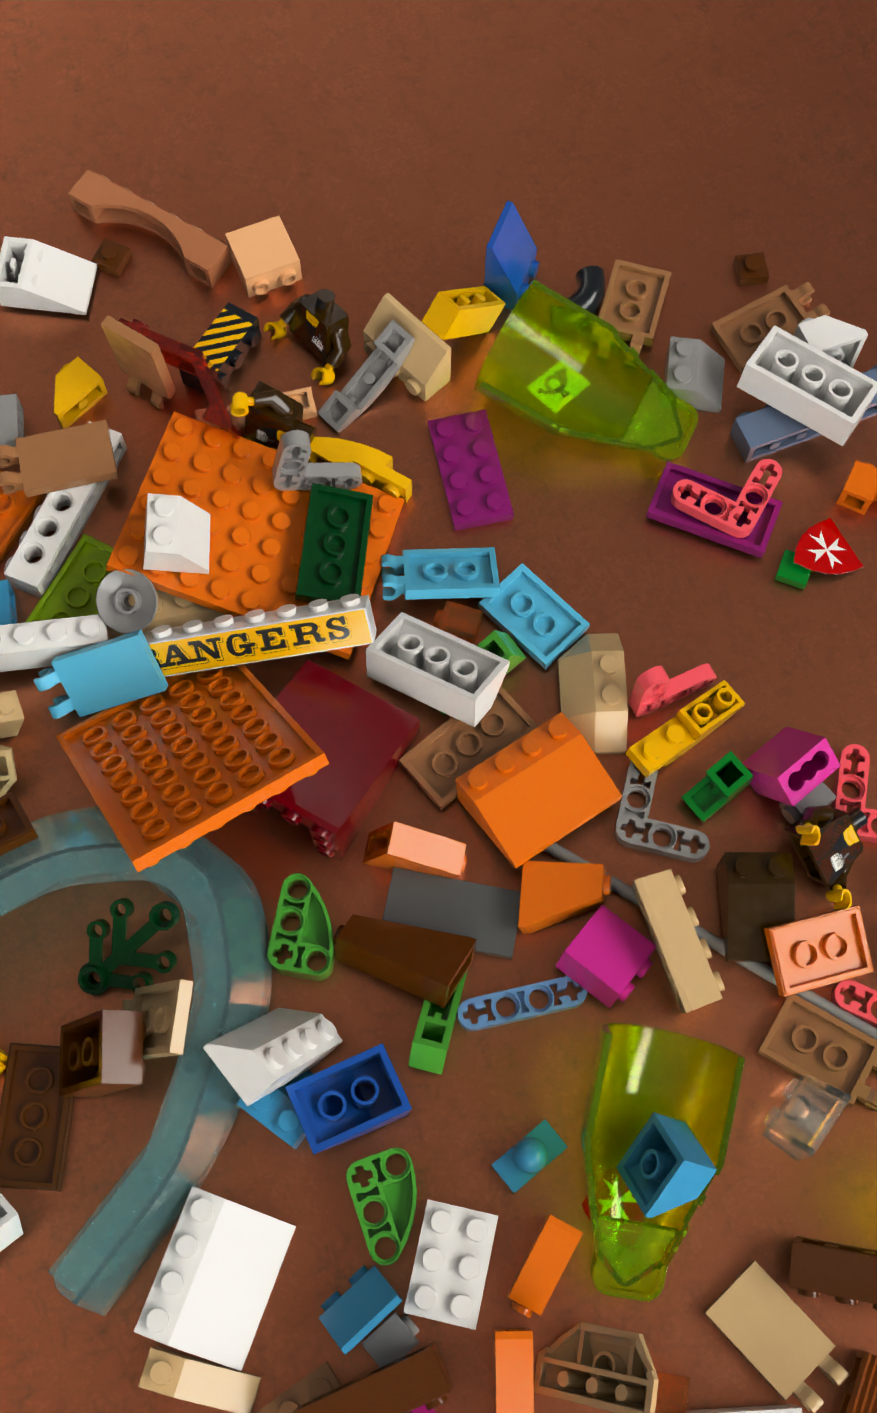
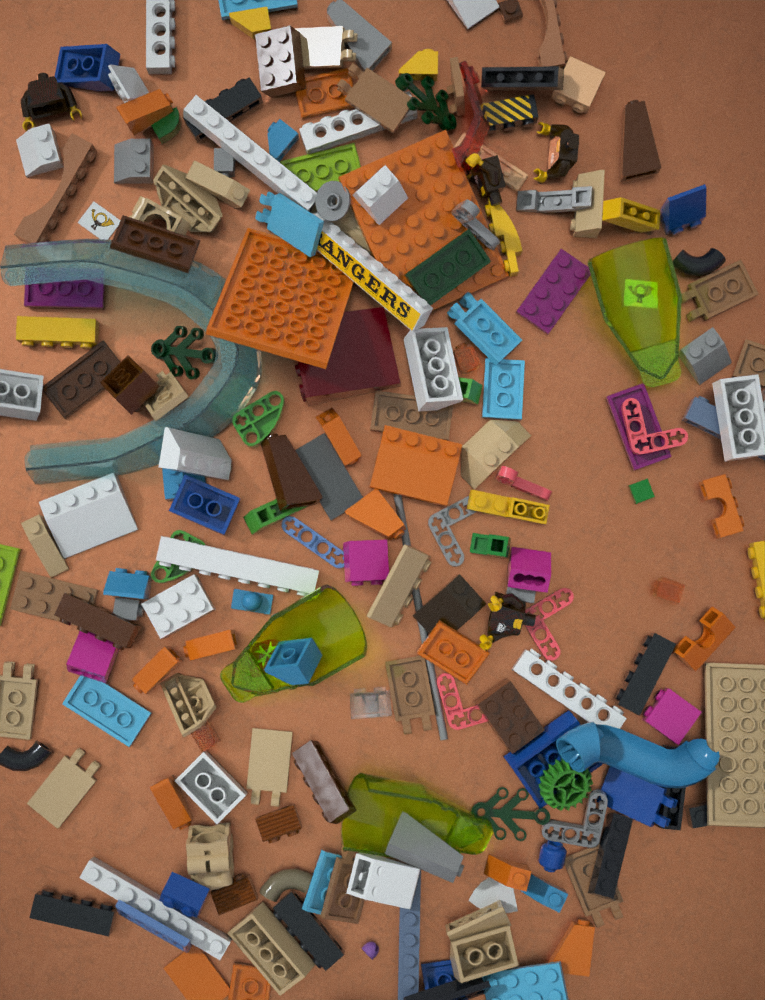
camera: 50 degrees right, 15 degrees up
(118, 414) = (445, 119): none -> dark green plant
(201, 293) = (522, 78): none -> black brick
(387, 252) = (638, 145): none -> reddish brown slope
(464, 1130) = (237, 565): none -> white brick
(826, 550) = (665, 498): red sticker -> none

